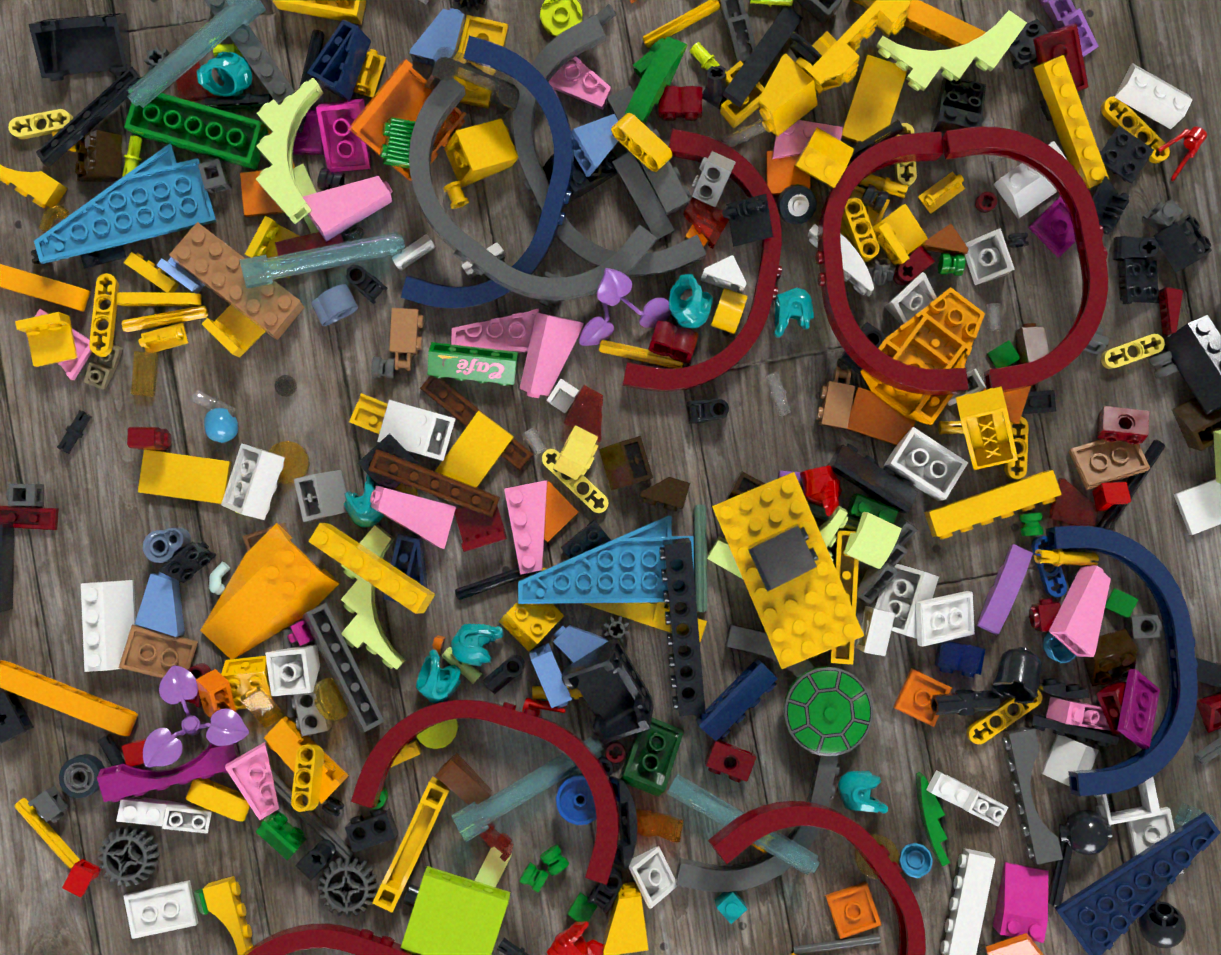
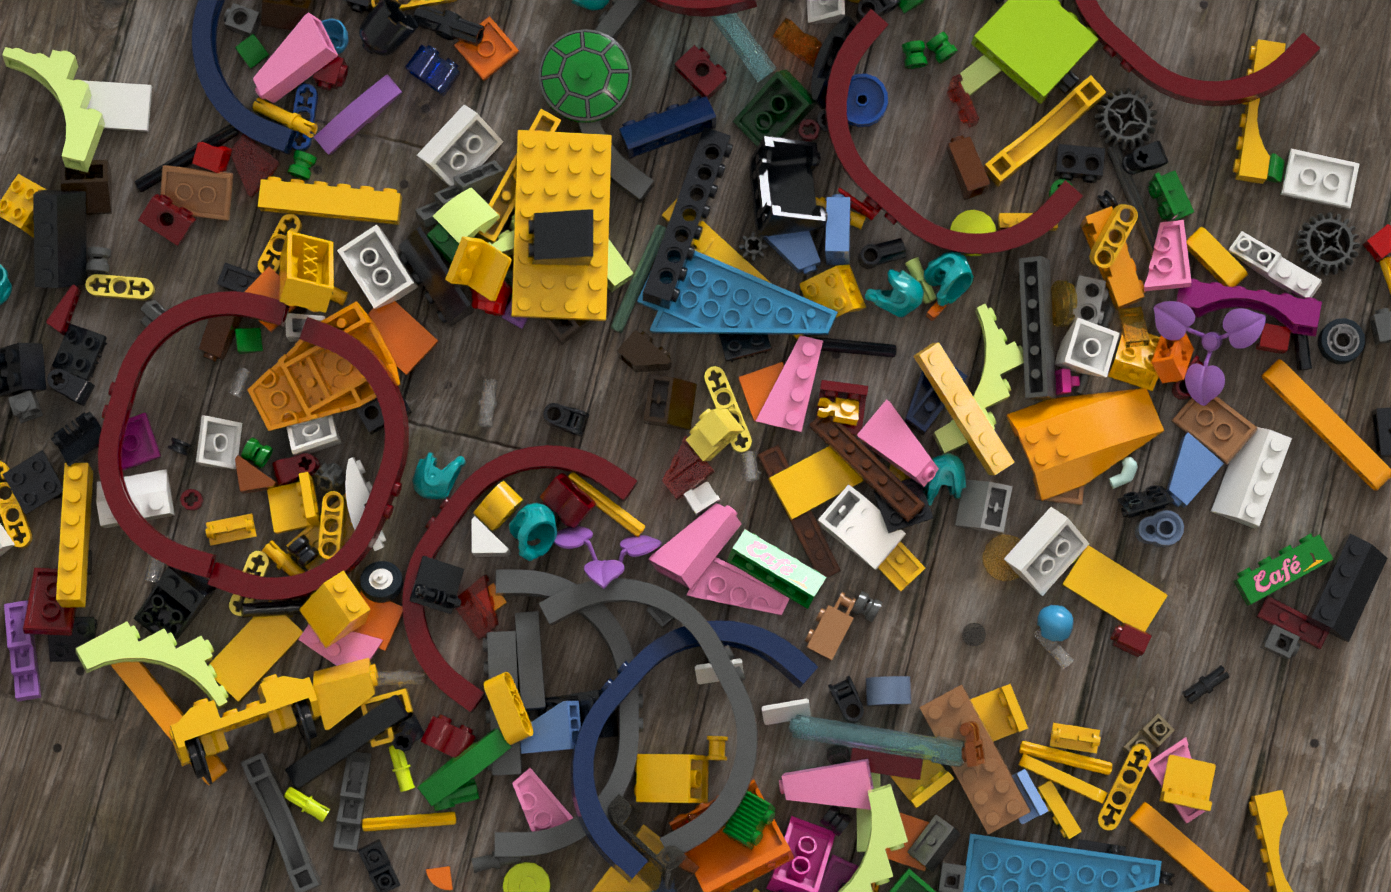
camera: 155 degrees left, 5 degrees down
(49, 557) = (1283, 569): none -> green brick
(144, 373) = (1110, 711): clear yellow tile -> none
(232, 276) = (973, 751): none -> dark orange plate
(242, 198) = (934, 843): none -> flat silver panel
(475, 818) = (971, 126): clear light blue brick -> none
(477, 522) = (842, 410): none -> yellow plate
(714, 179) = (453, 642): light grey brick -> none
(836, 401) = (434, 369): medium nougat brick -> none
(842, 500) = (479, 267): none -> yellow bracket
(876, 629) = (502, 131): white slope -> none
(945, 618) = (430, 112): white tile -> none

